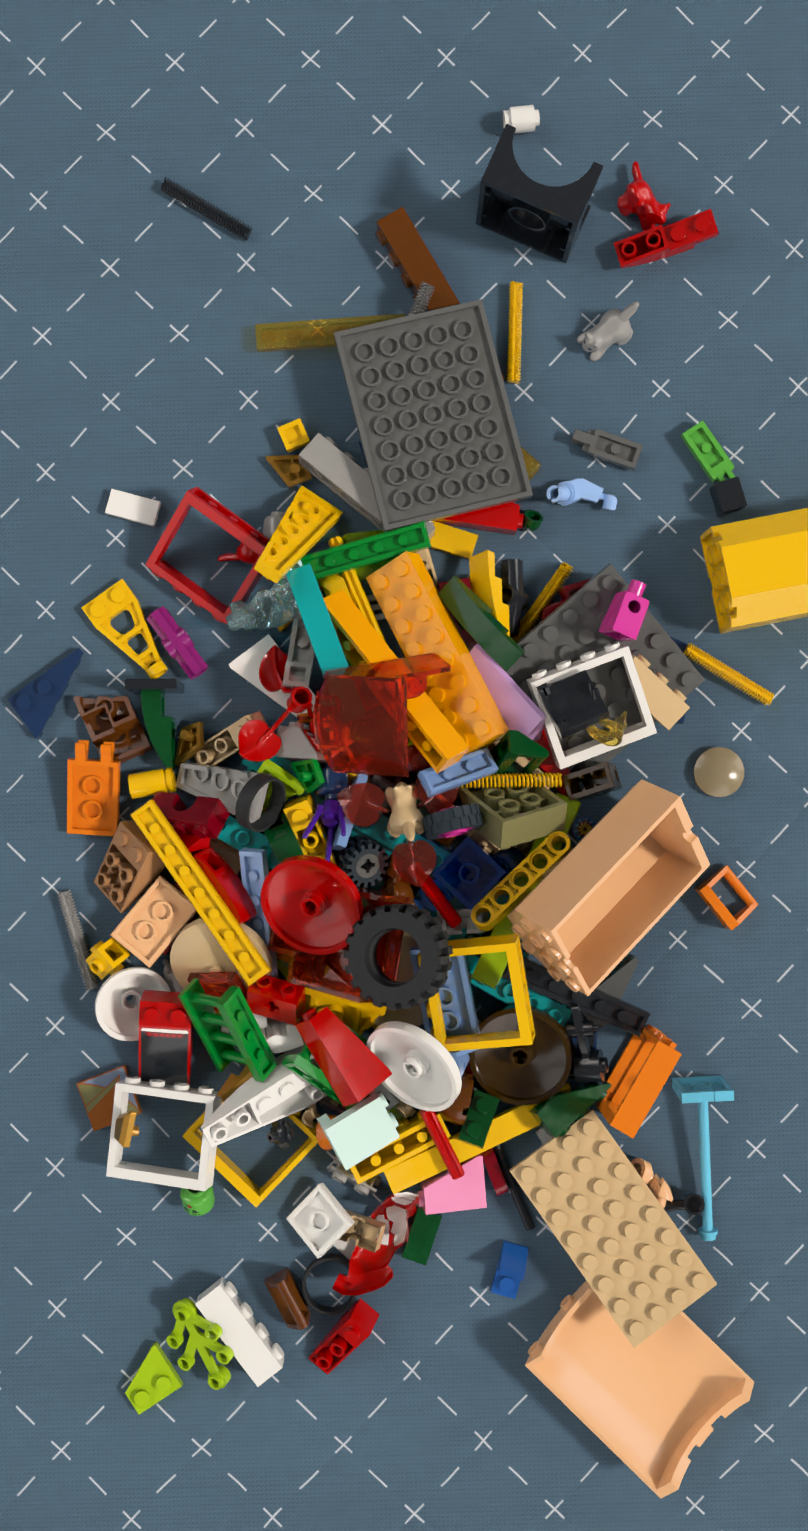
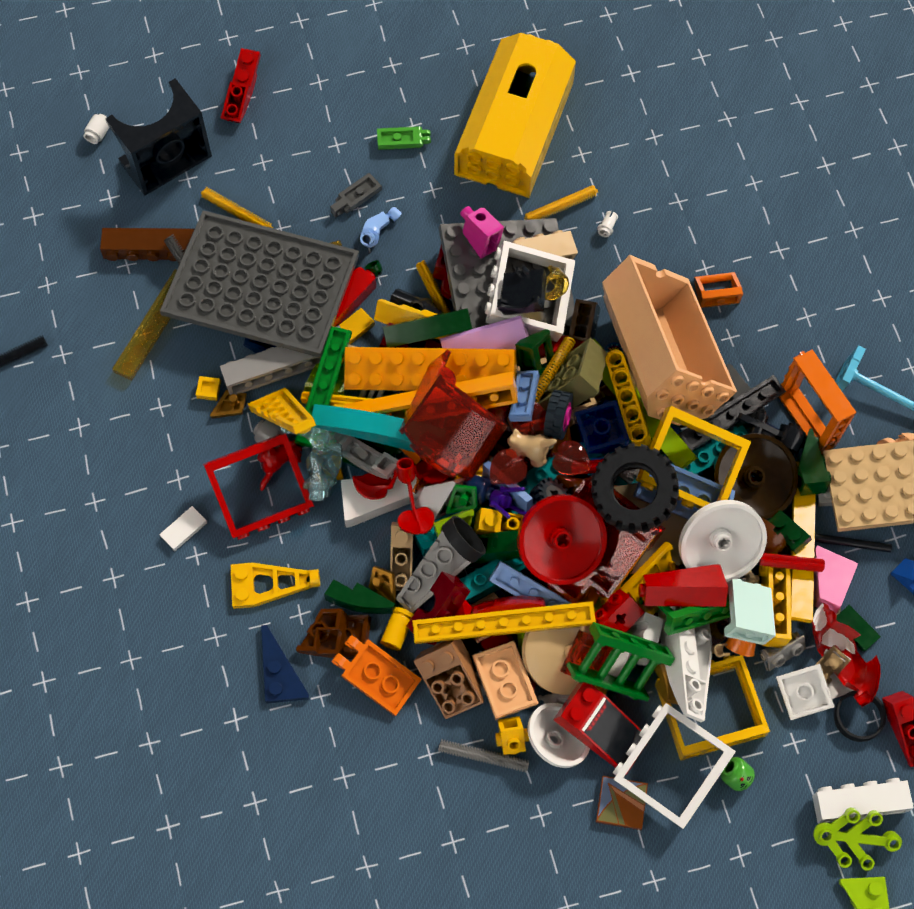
camera: 60 degrees left, 20 degrees down
(125, 1128) = (653, 784): pearl gold piece -> none
(163, 685) = (332, 571): black tile -> none
(177, 642) = (304, 551): magenta piece -> none
(281, 1134) = (722, 676): black plant -> none
(288, 1299) = (856, 752): reddish brown tile -> none
(494, 1172) = (840, 547): dark red beam -> none
(611, 329) = (277, 149): light grey animal -> none
(641, 201) = (204, 87): red animal -> none
(718, 772) = (625, 243): dark tan dish -> none
(728, 496) = (439, 141): black panel -> none
(735, 737) = (606, 228): none -> white pin

